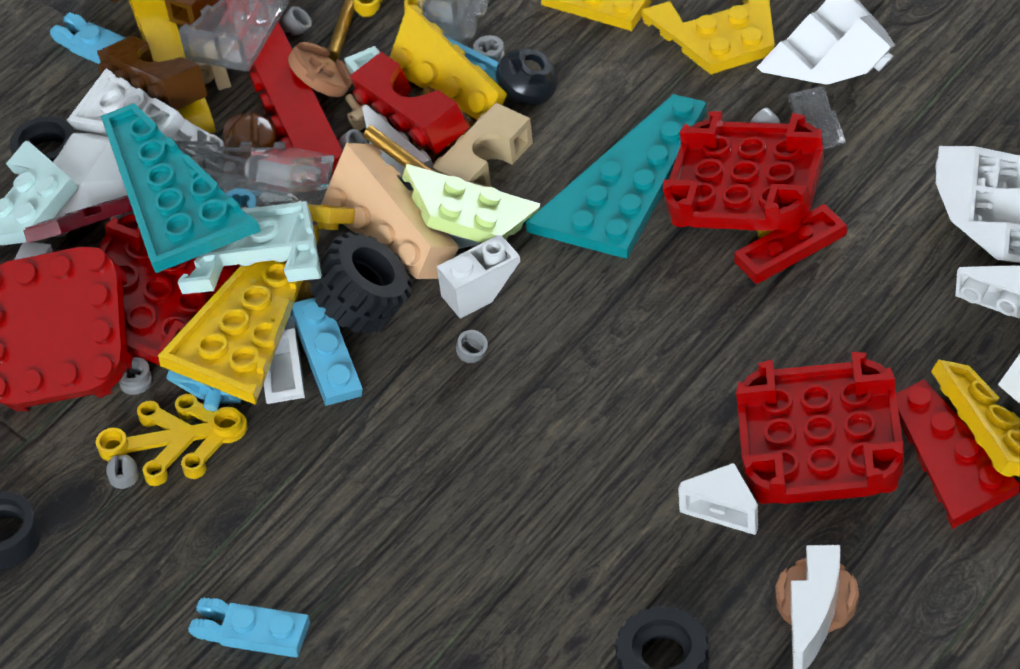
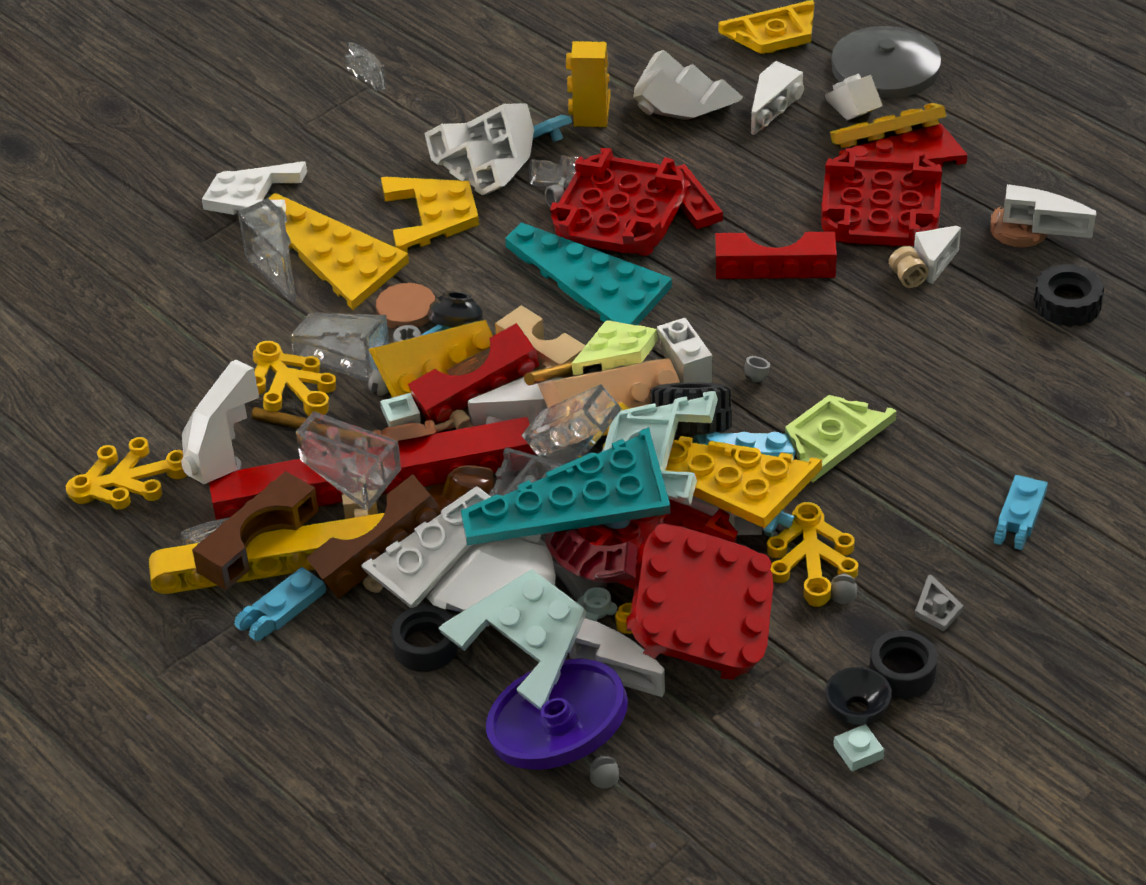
camera: 85 degrees left, 5 degrees down
(96, 556) = (937, 605): none -> light grey piece
(367, 431) = (835, 430): none -> yellowish green wing
(550, 34) = (405, 304): none -> nougat tile
(676, 471) = (908, 266): none -> tan wheel
(690, 371) = (807, 258): none -> red arch
(895, 92) = (552, 126): none -> medium azure piece
(958, 100) = (588, 84): none -> yellow wedge

